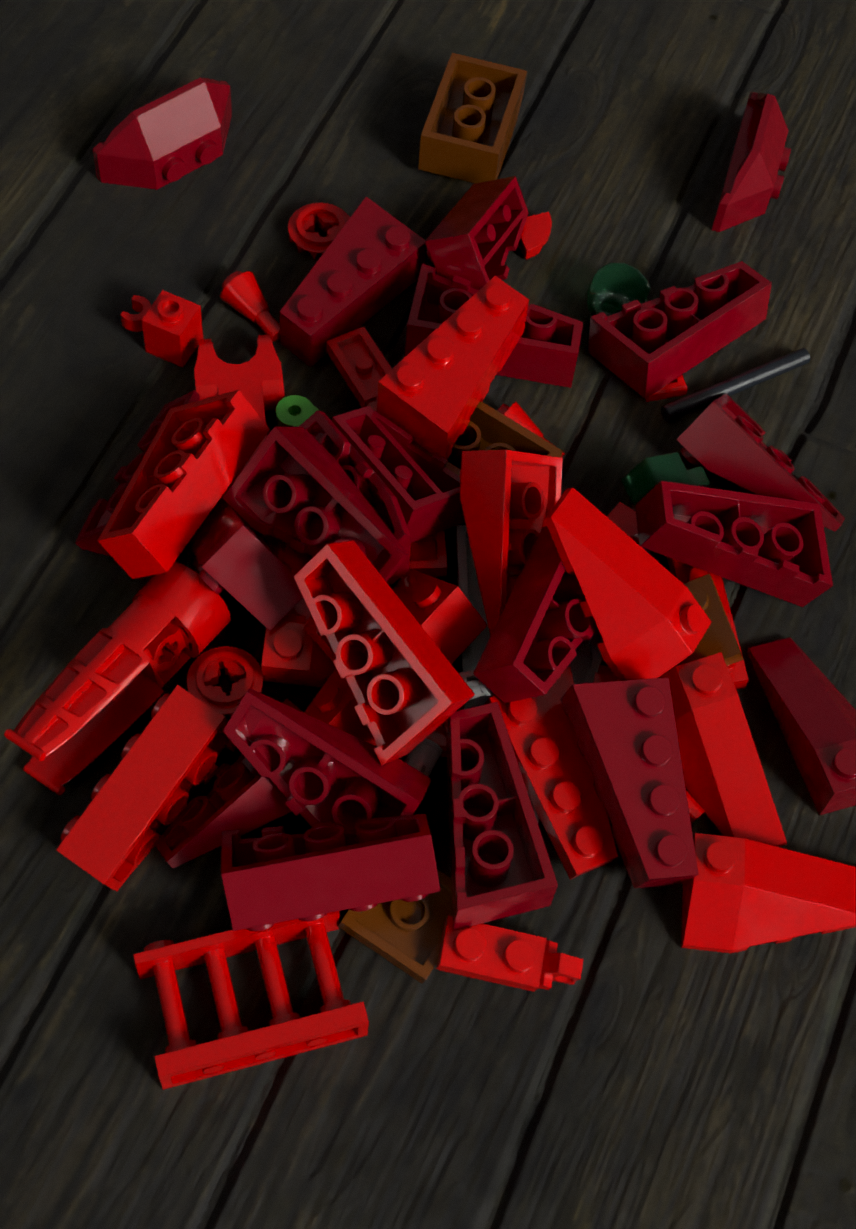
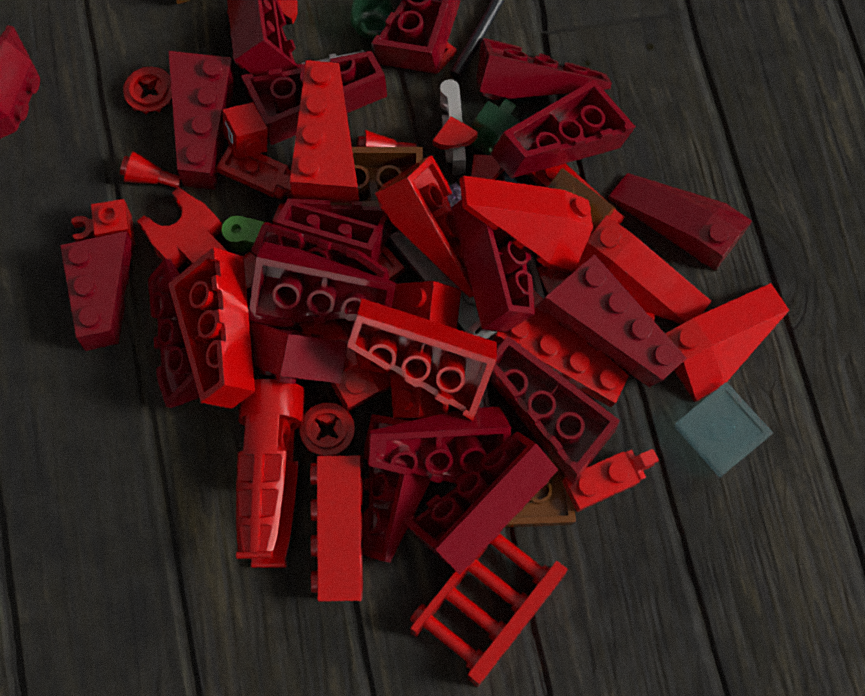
camera: 30 degrees left, 10 degrees up
(103, 376) = (97, 286): none -> dark red wedge
(383, 320) = (245, 130): none -> red brick
(609, 462) = (454, 135): none -> red tile
(621, 458) = (451, 103): none -> light grey plate
(690, 1000) = (723, 429): none -> clear light blue plate

